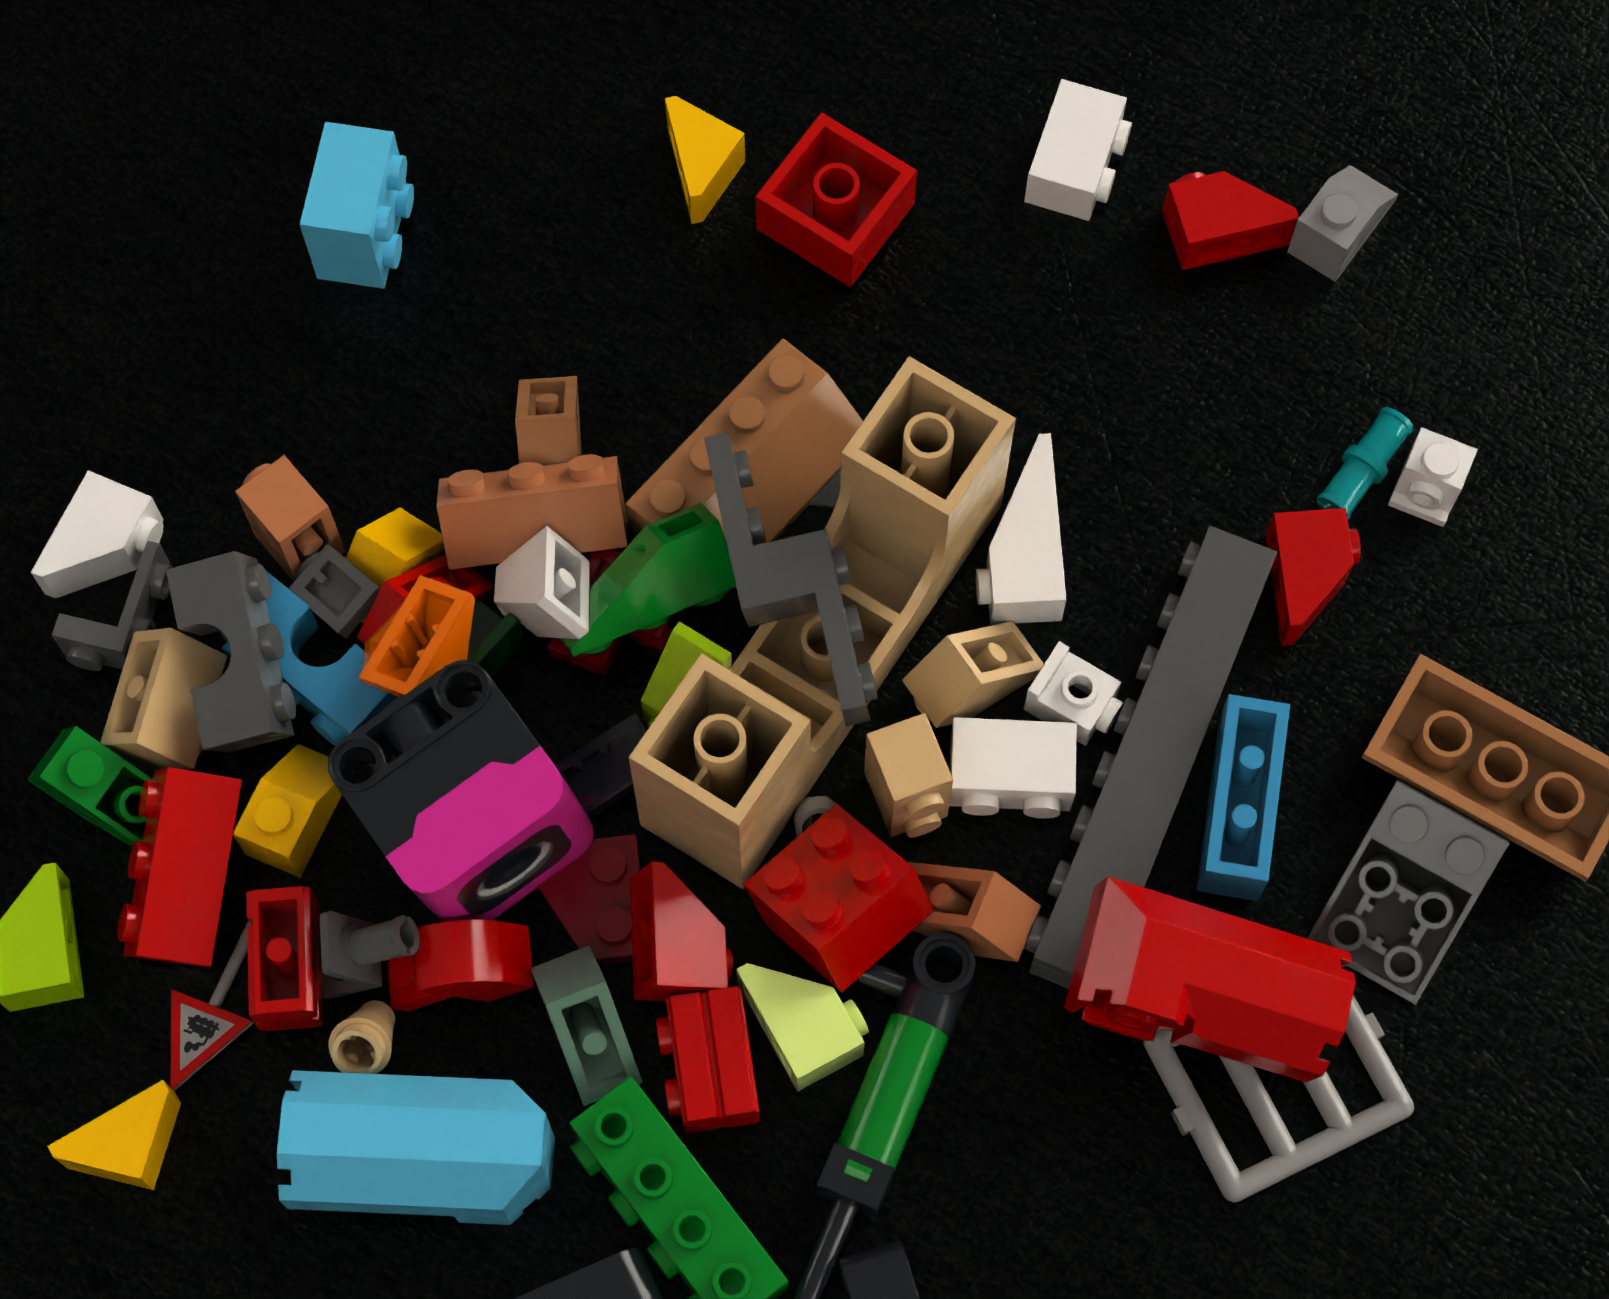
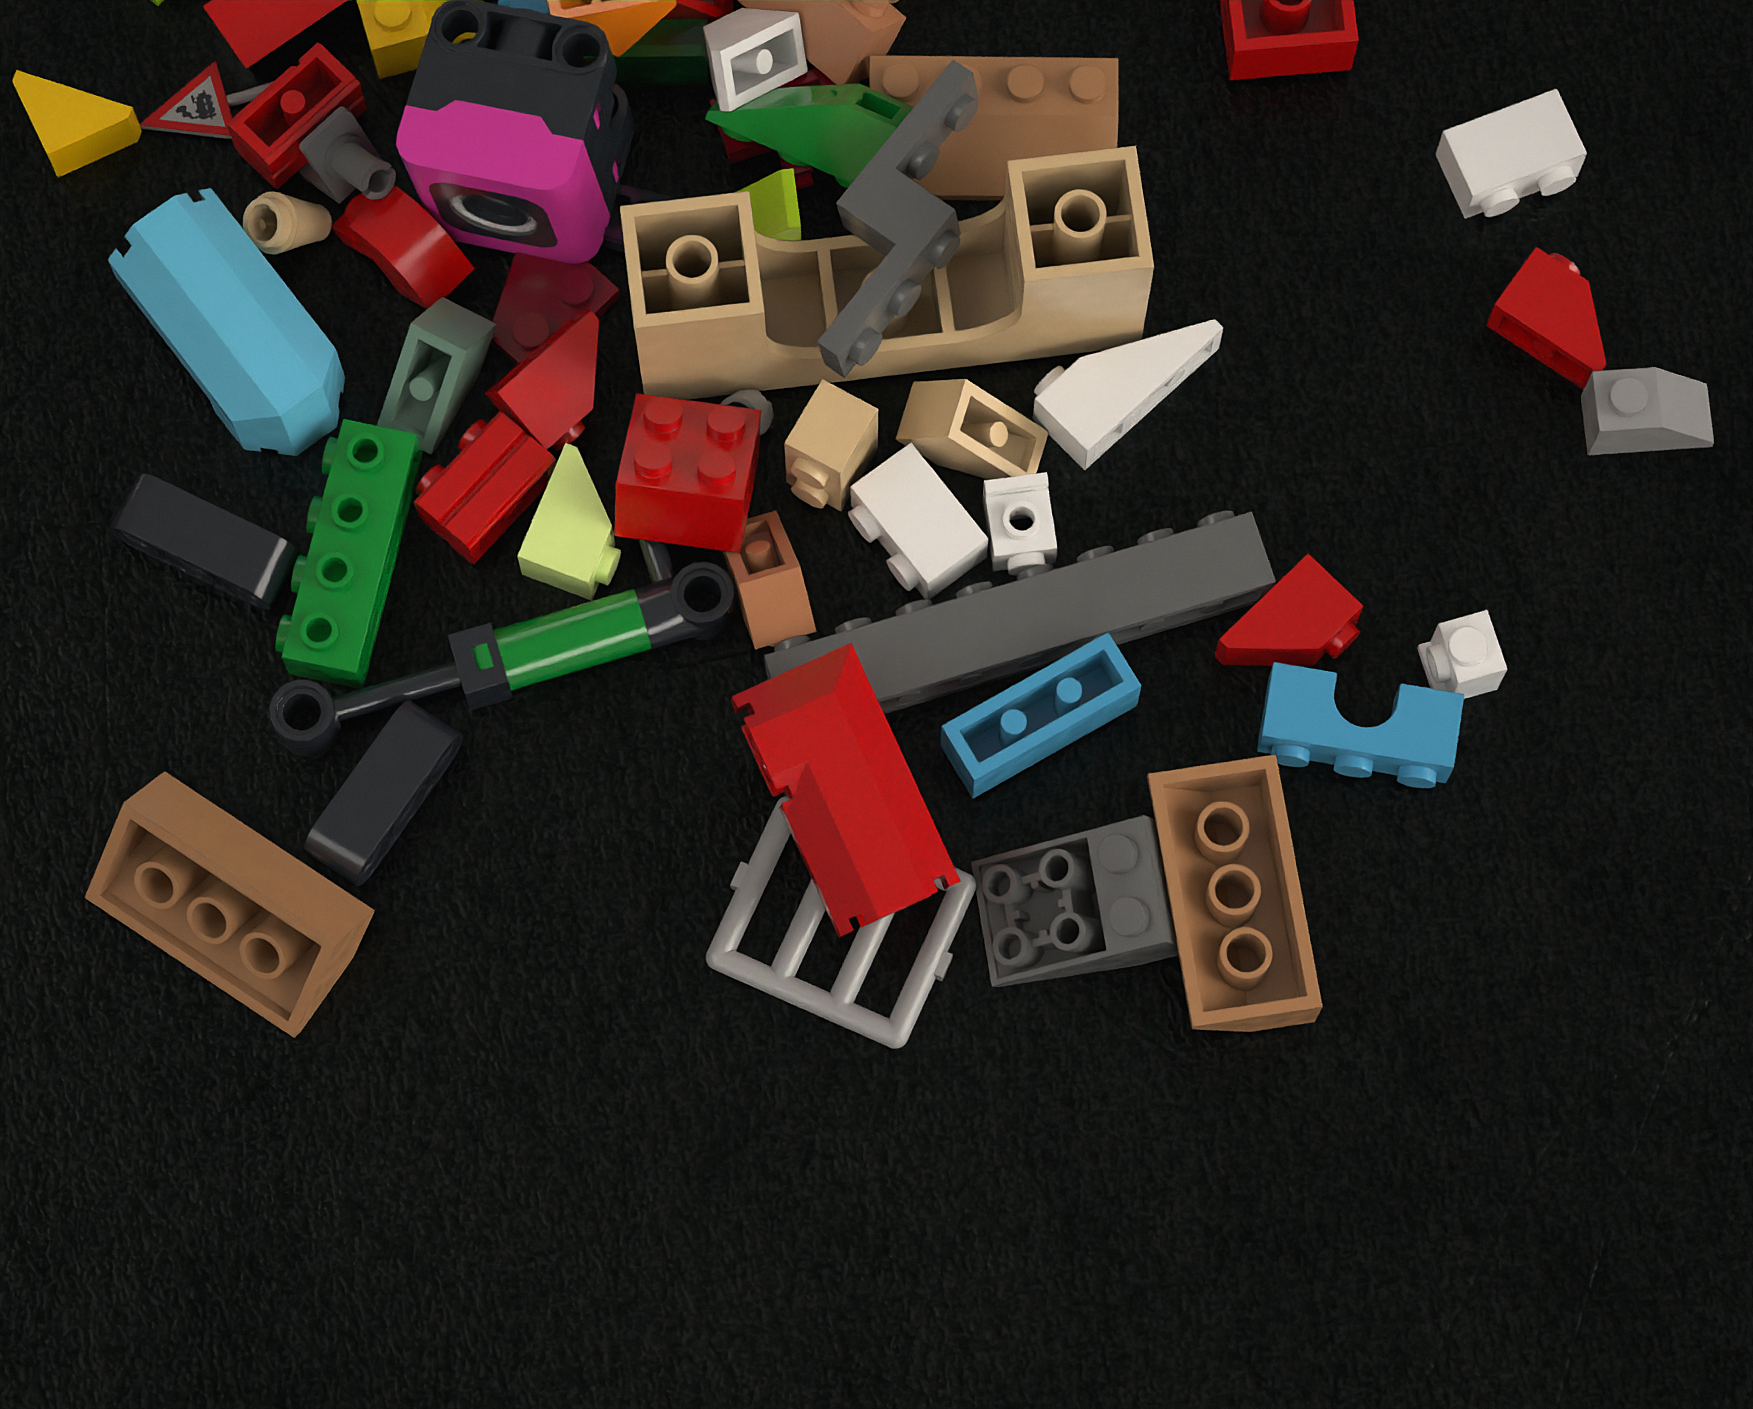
camera: 50 degrees right, 5 degrees up
(1366, 461) = (1430, 598): teal pin -> none
(1390, 619) = (1305, 726): none -> dark azure arch

